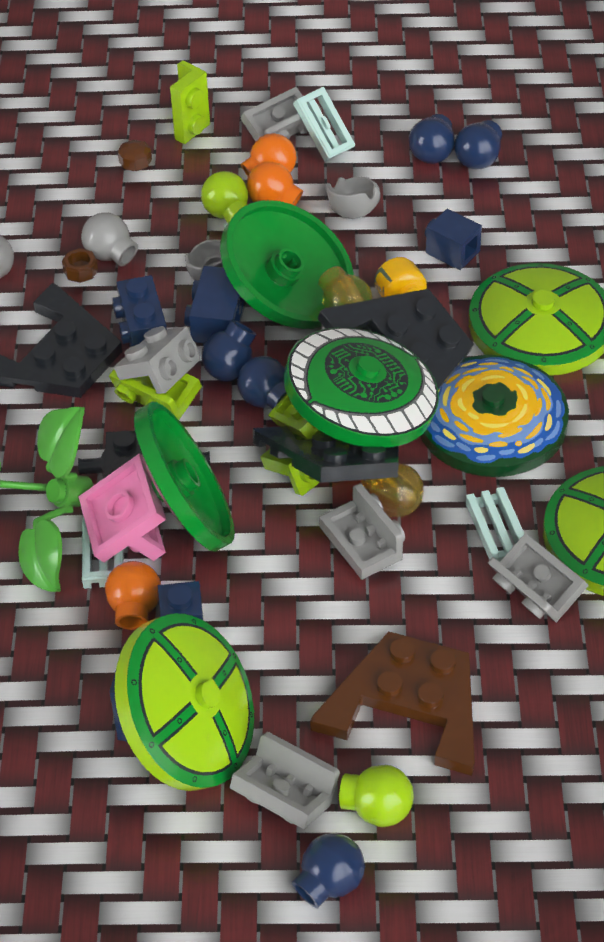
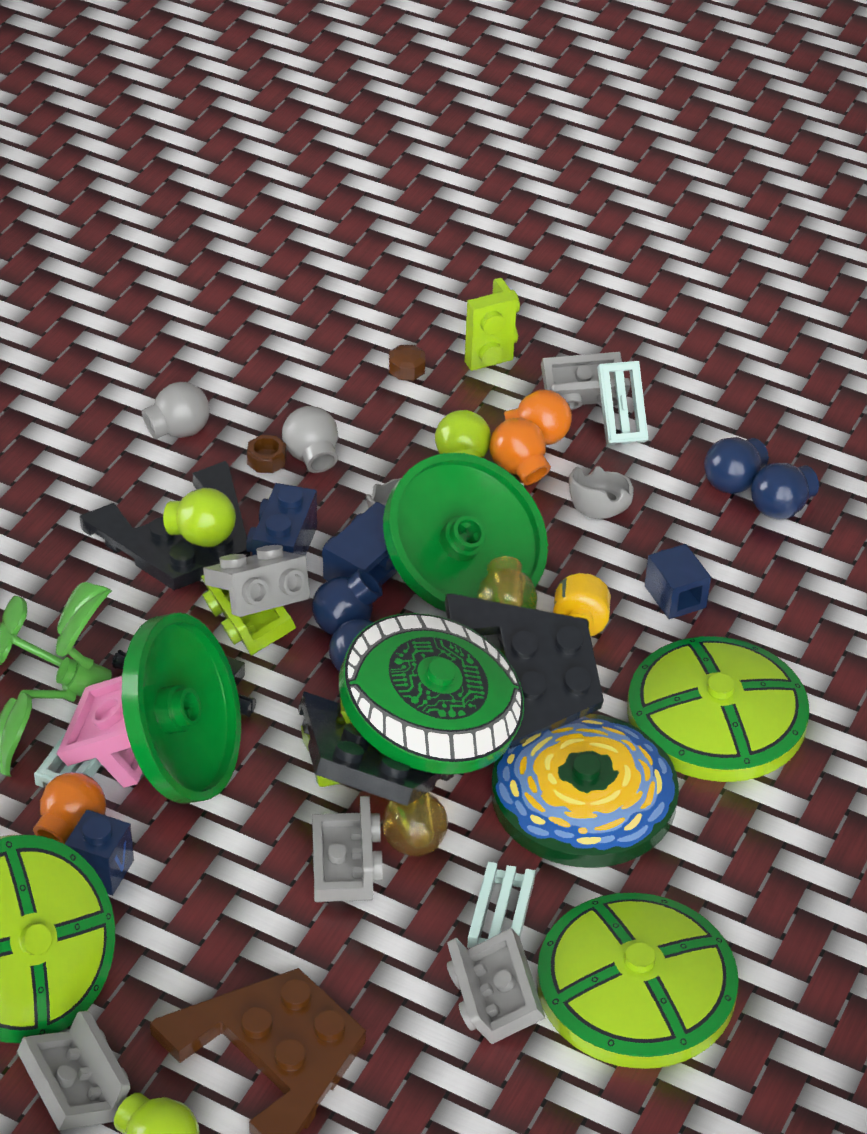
camera: 25 degrees right, 5 degrees down
(79, 330) = (201, 517): none -> lime piece

